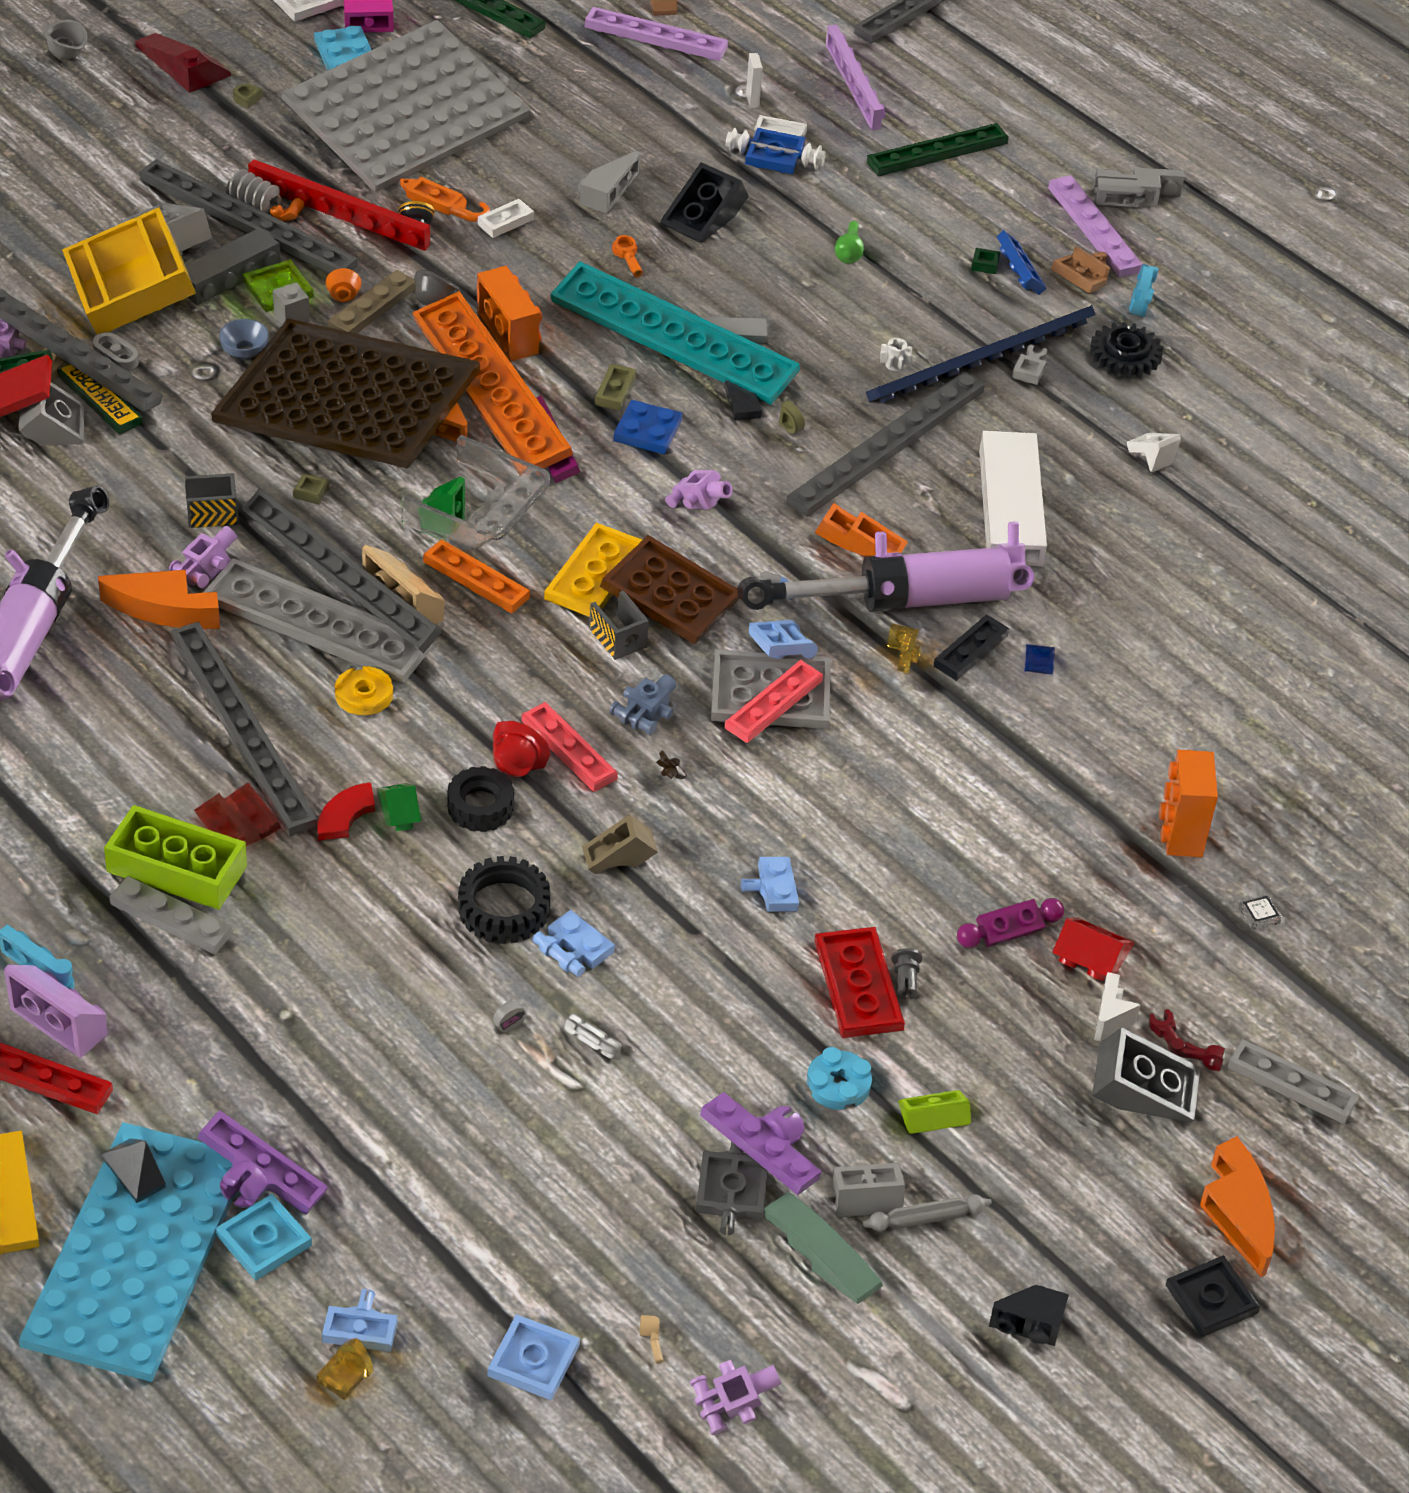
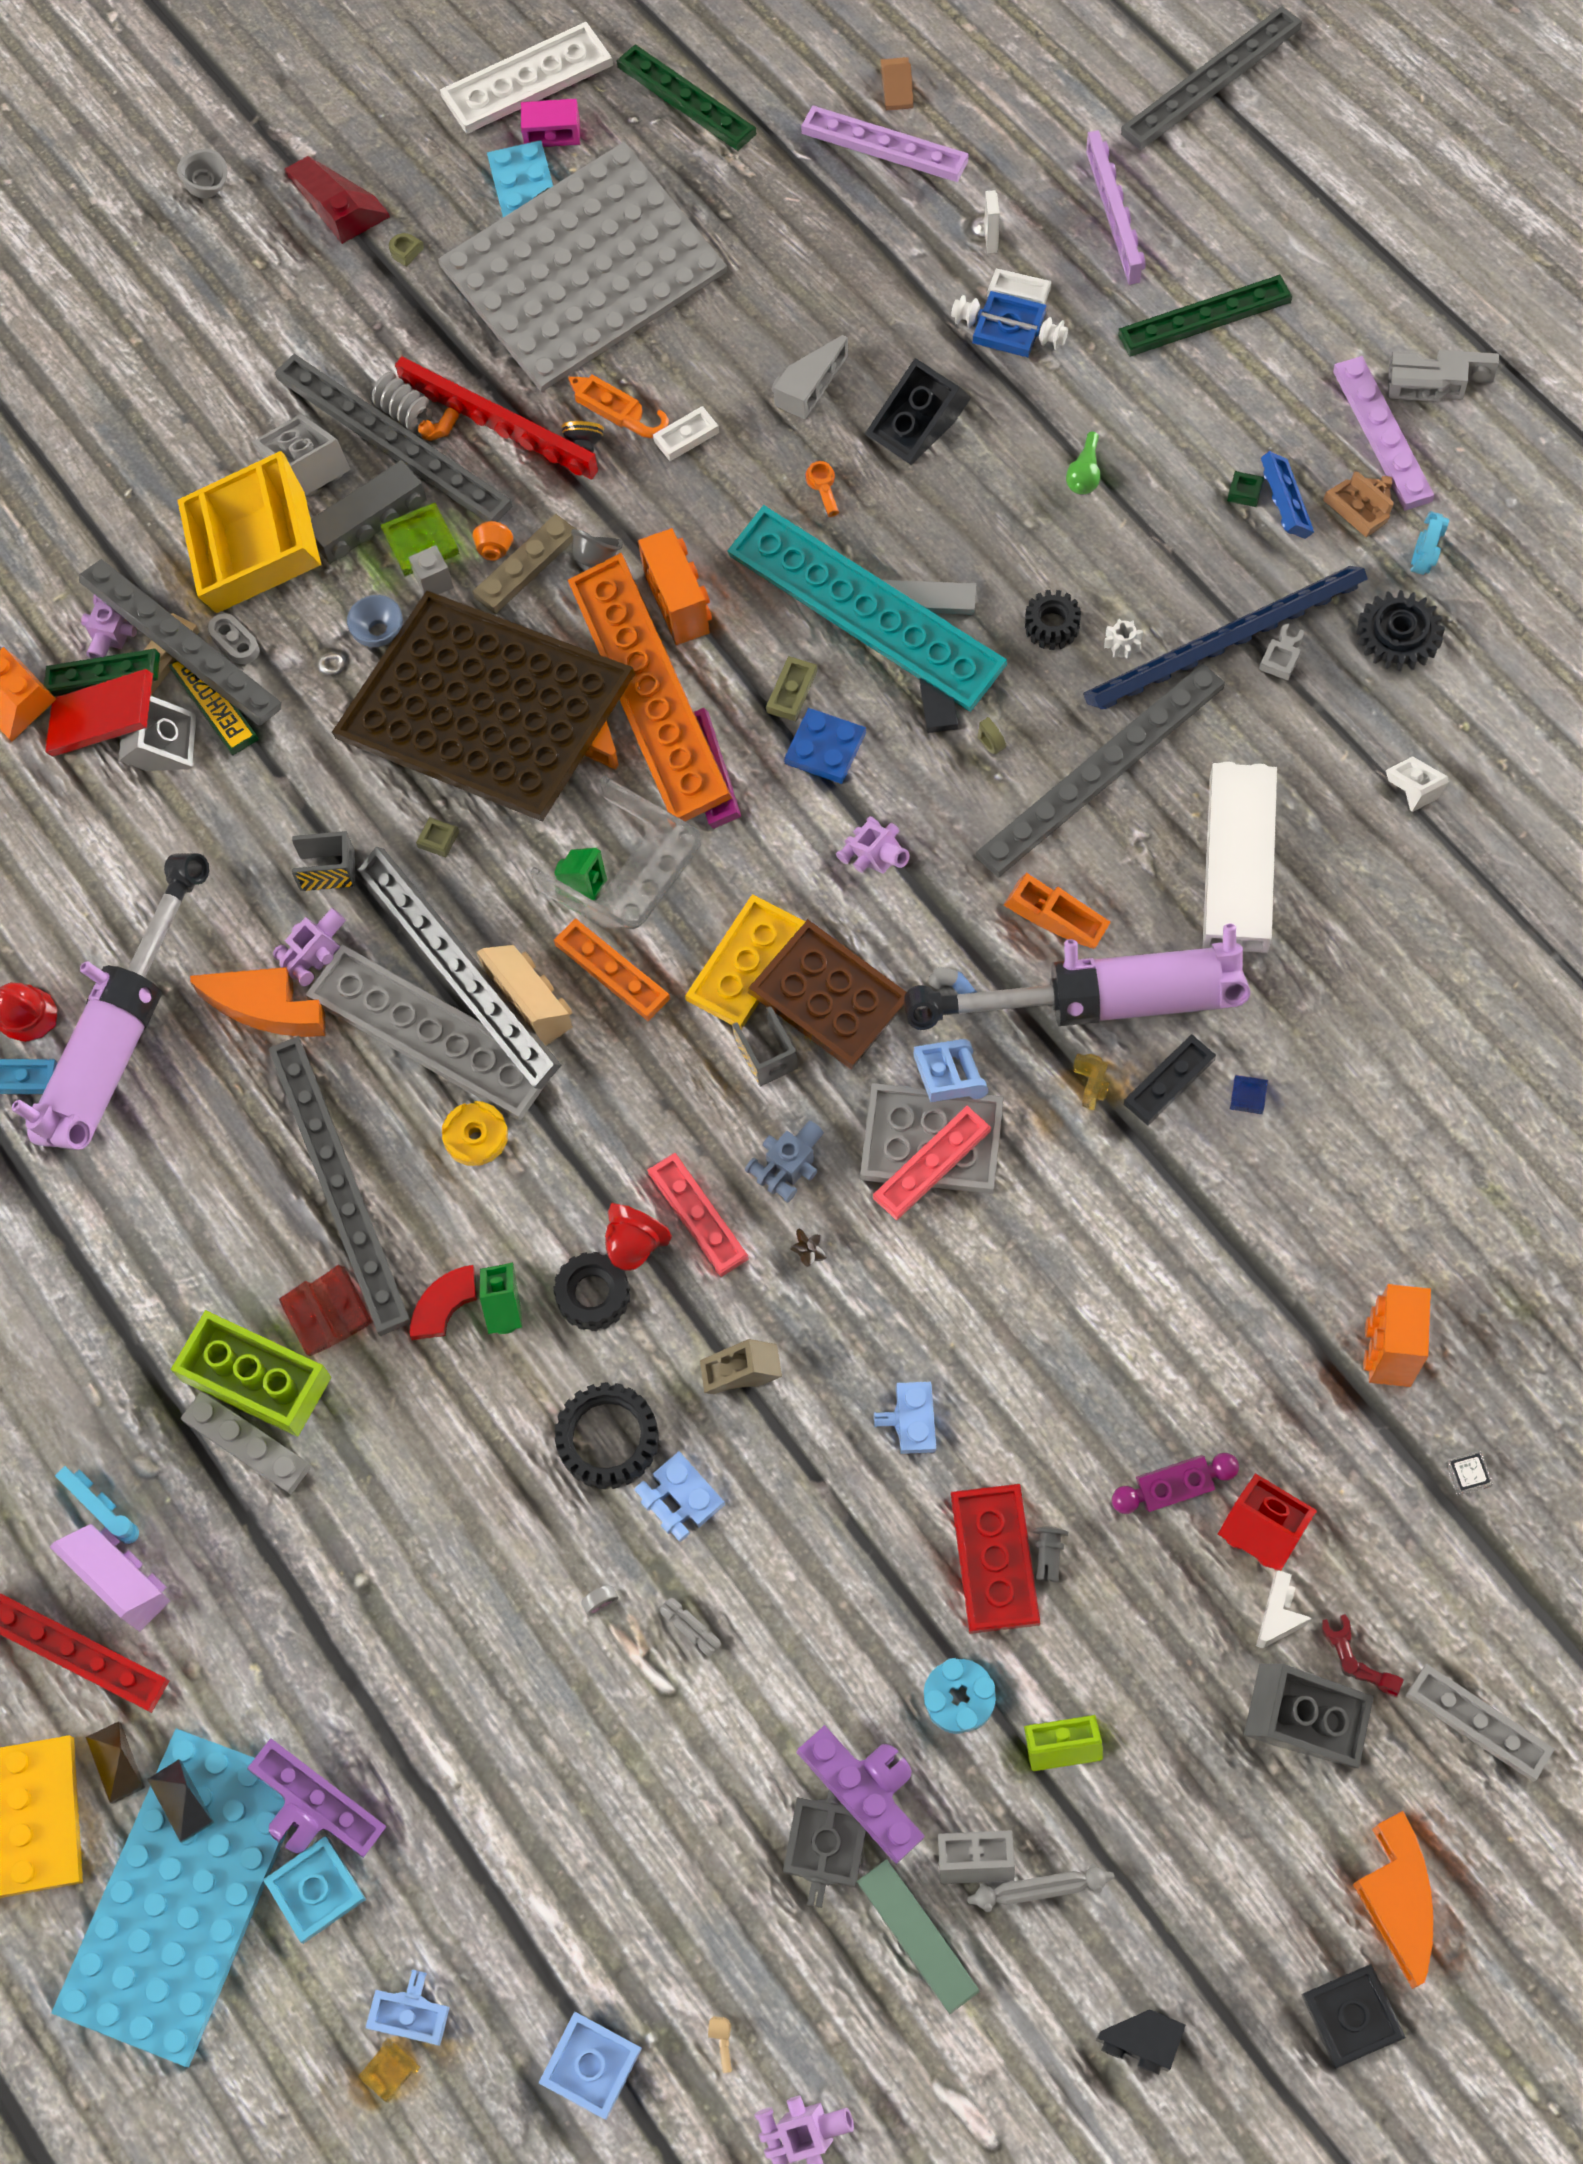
camera: 15 degrees right, 20 degrees up
(66, 1152) = (115, 1762): none -> dark brown slope
(842, 351) = (1052, 634): none -> black tyre

